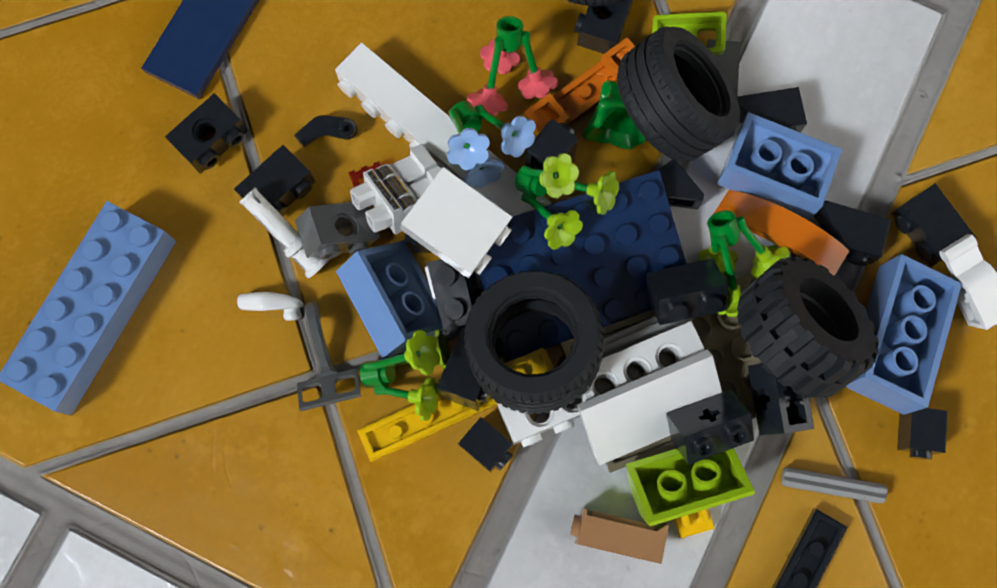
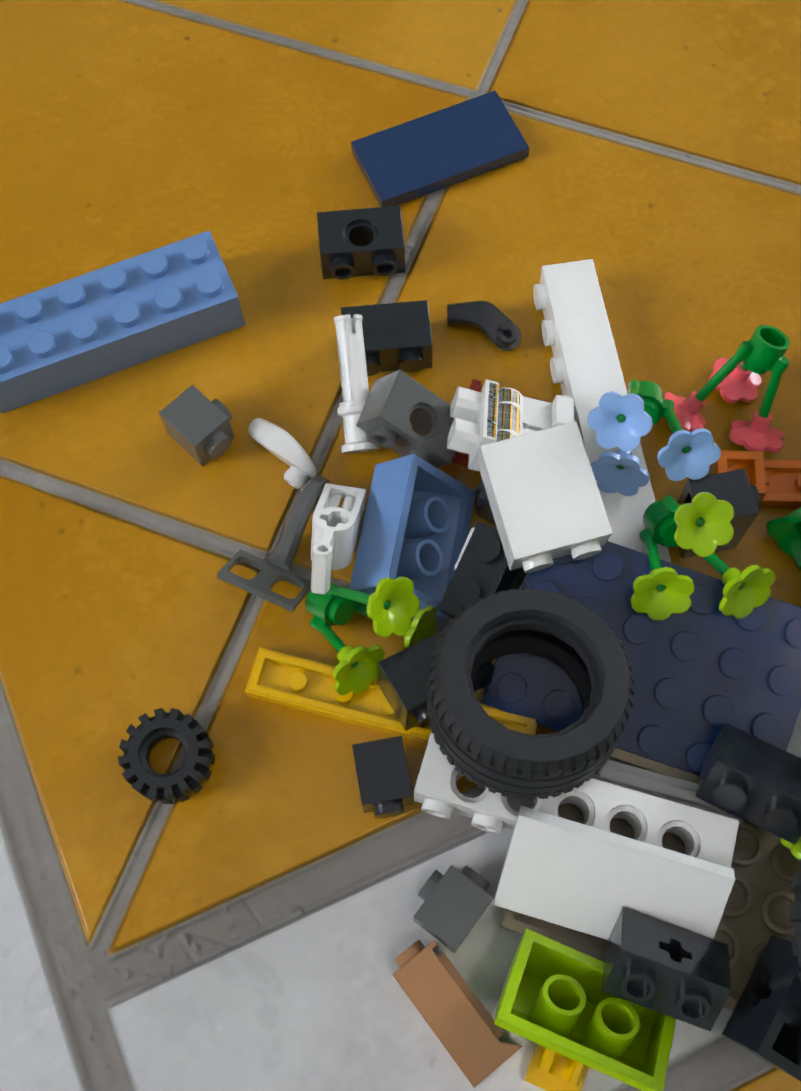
camera: 40 degrees right, 10 degrees down
(207, 328) = (198, 425): none -> dark grey brick
(336, 532) = (142, 740): none -> black tyre
(347, 331) = (335, 532): none -> white piece
(578, 482) = (452, 905): none -> dark grey brick

